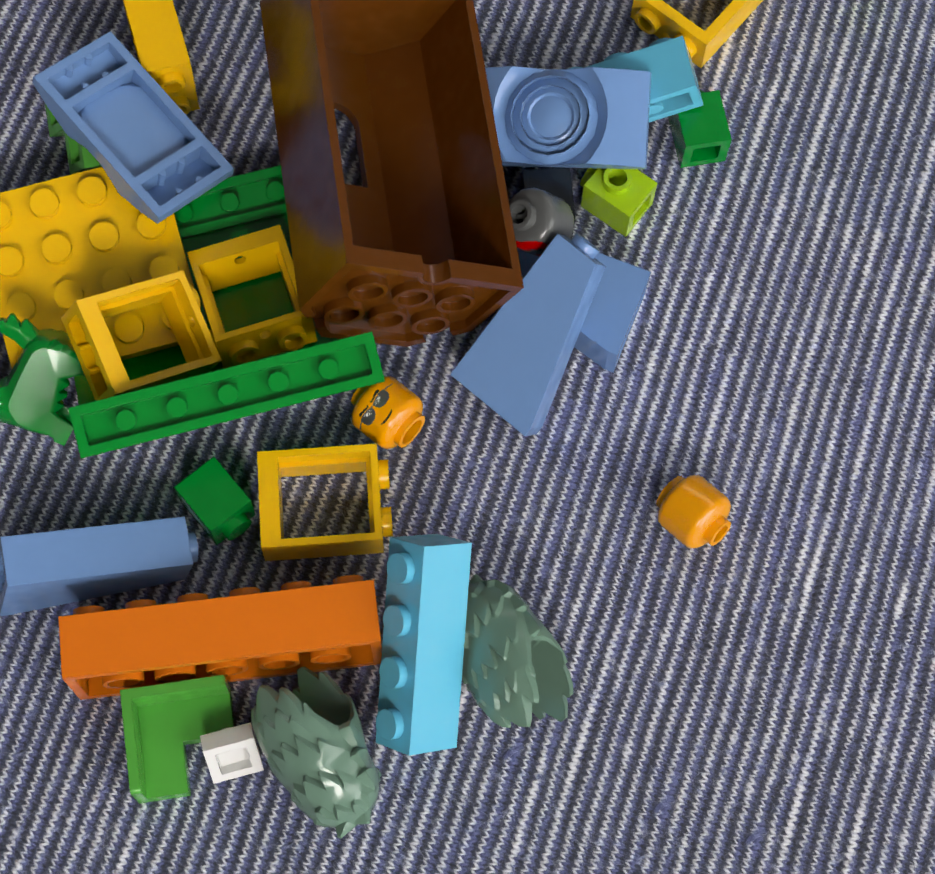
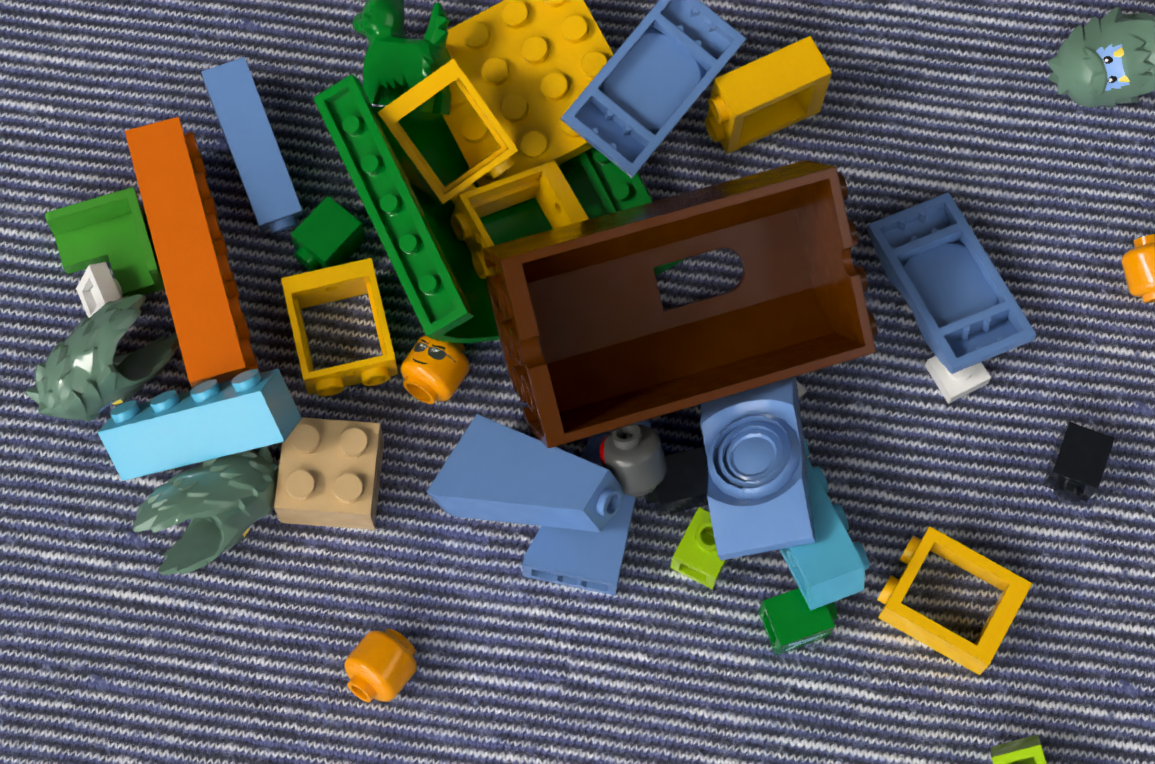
camera: 80 degrees right, 0 degrees up
(495, 517) = (330, 474): none -> tan brick

